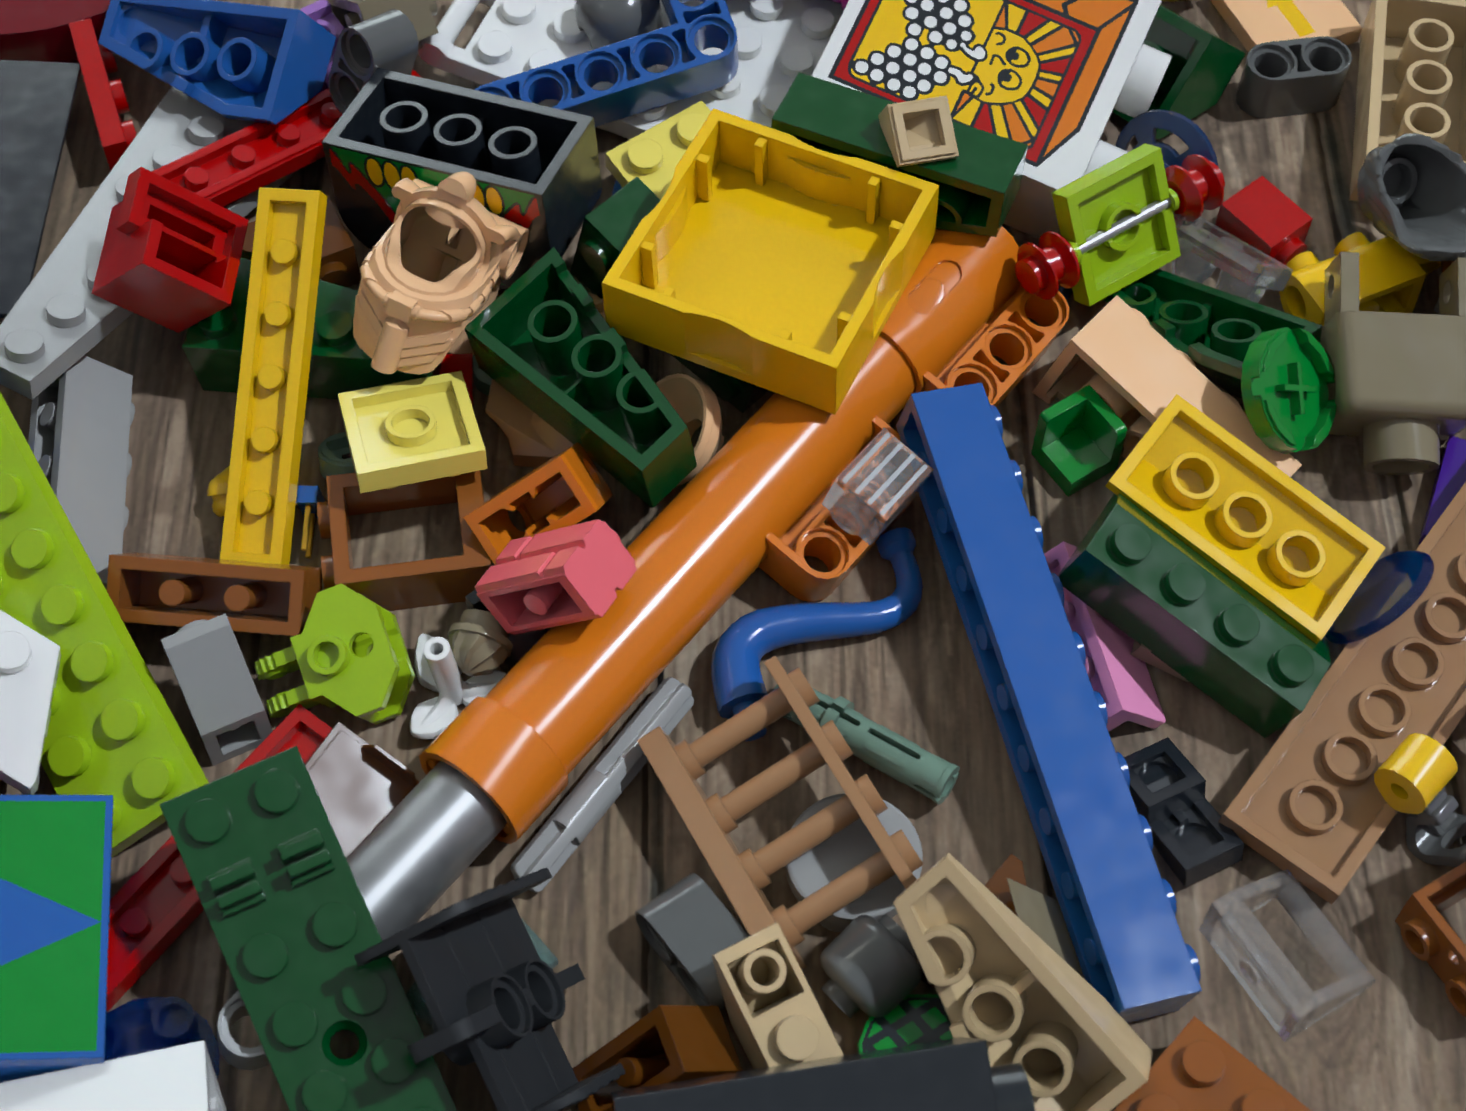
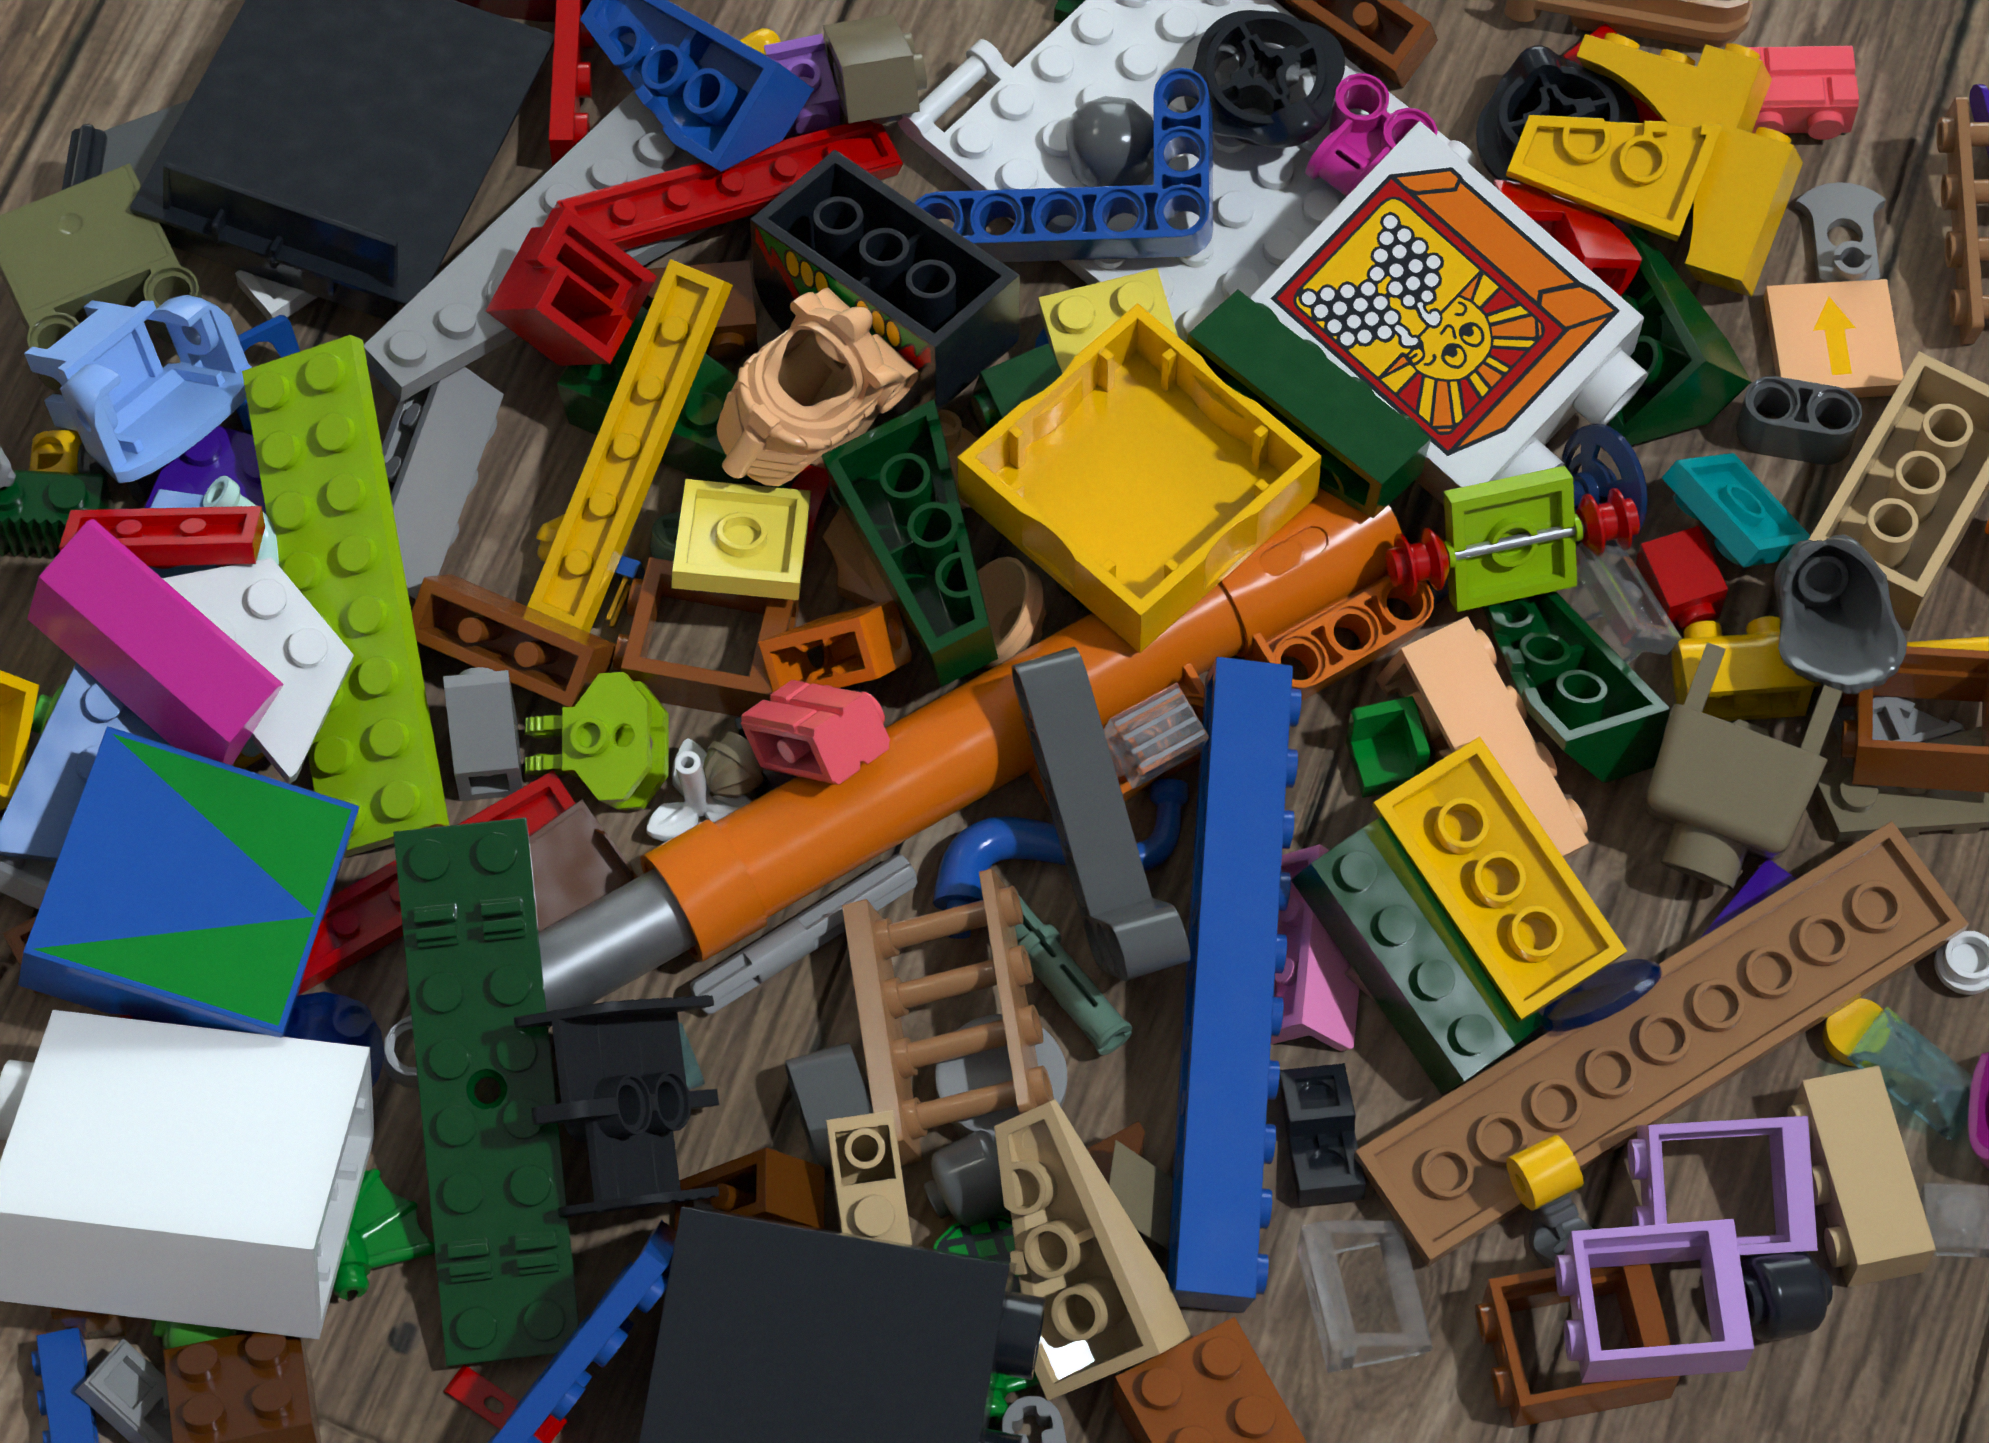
camera: 20 degrees right, 5 degrees up
(378, 42) = (844, 123): dark grey beam -> none
(854, 591) = (1121, 920): none -> dark grey beam
(919, 131) = (1323, 395): tan slope -> none
(1288, 390) = (1596, 765): green tile -> none
(1302, 167) = (1735, 507): none -> teal plate

